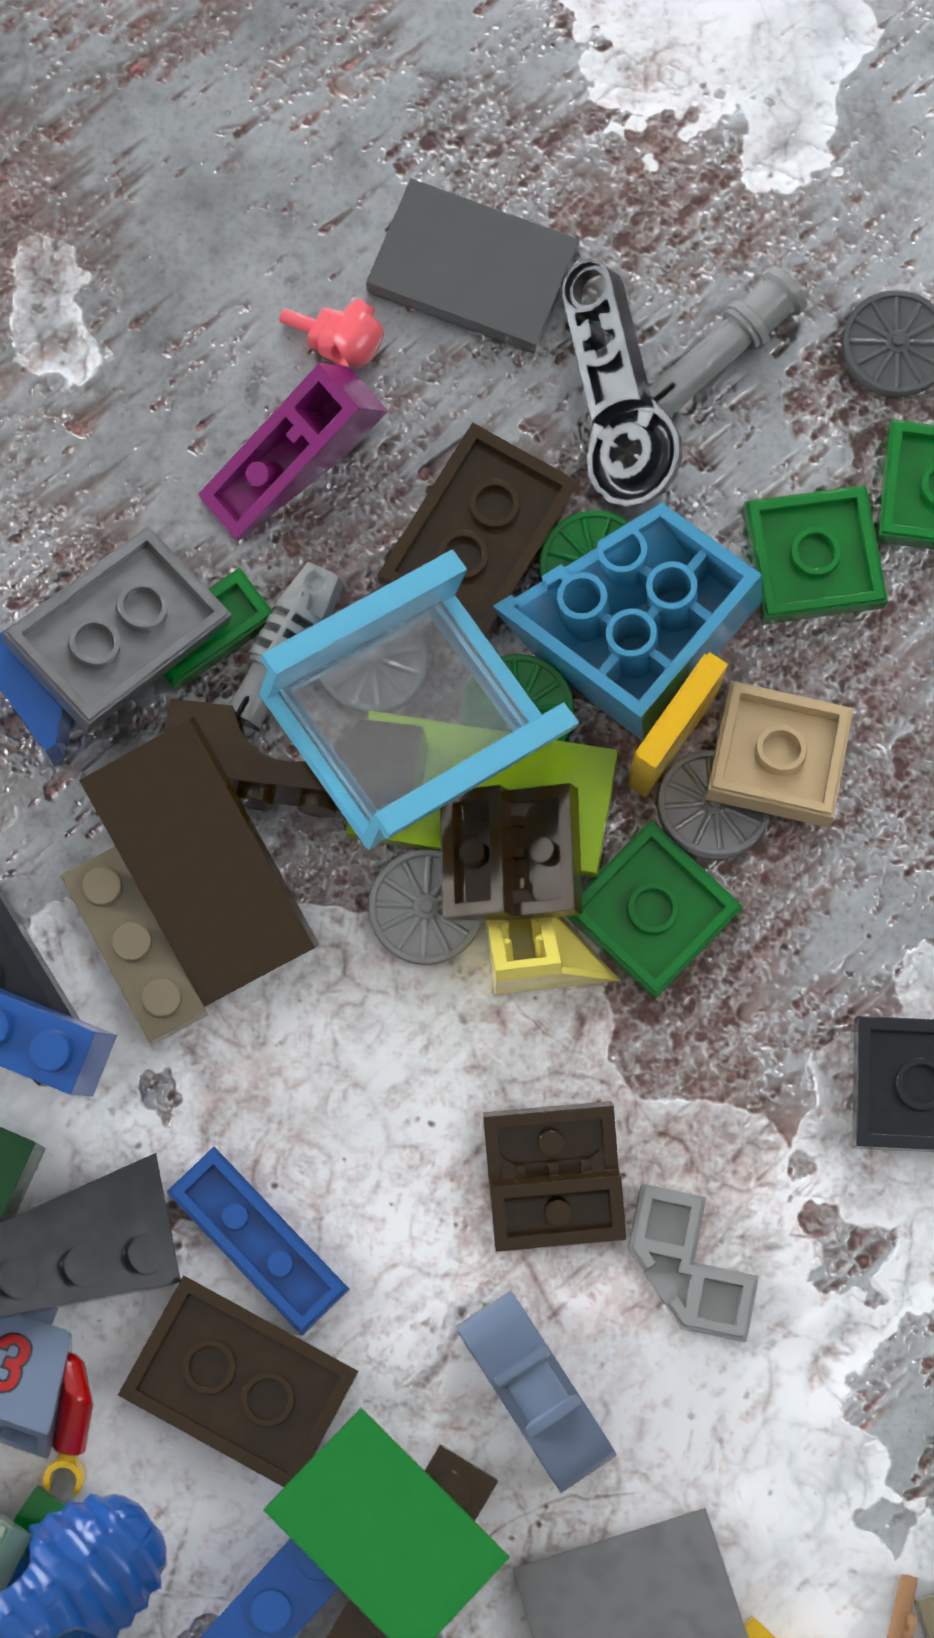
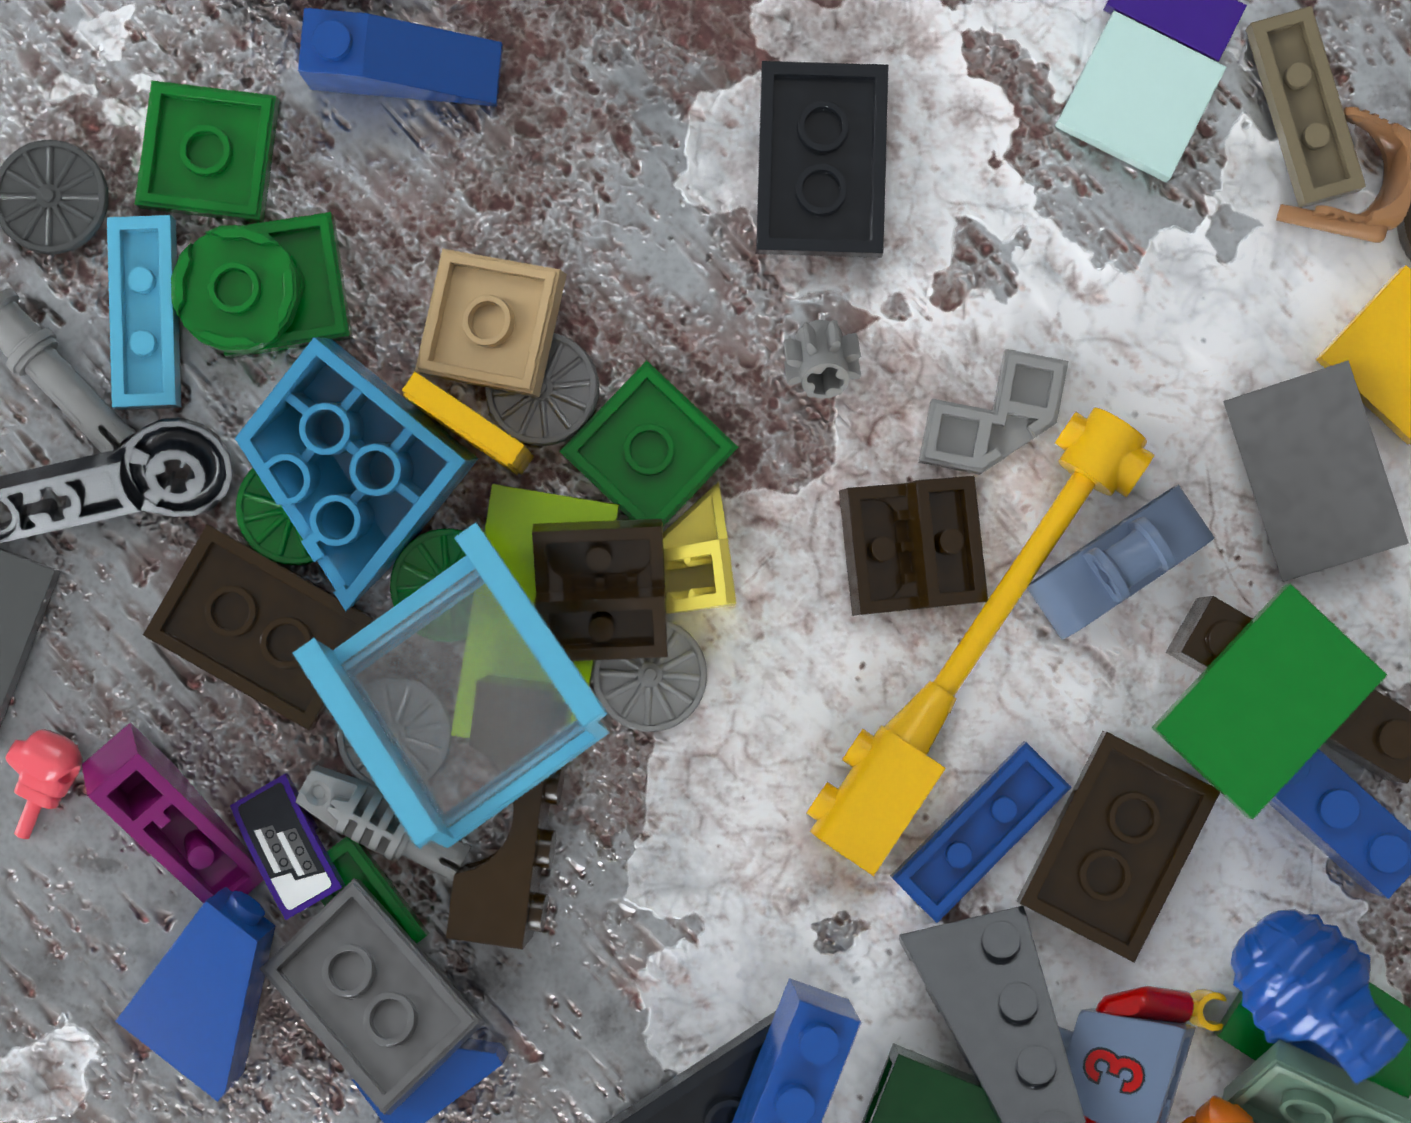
camera: 90 degrees left, 10 degrees up
(126, 477) = (206, 993): none -> blue slope
(134, 946) = (691, 965): dark tan plate -> none
(199, 862) = (613, 903): dark brown tile -> none
(263, 554) = (286, 846): none -> slope
(326, 1148) = (892, 766): none -> yellow bar
(746, 1081) = (822, 359): none -> light grey gear
(785, 427) = (142, 312): none -> medium azure plate
(809, 510) = (235, 289): none -> green tile

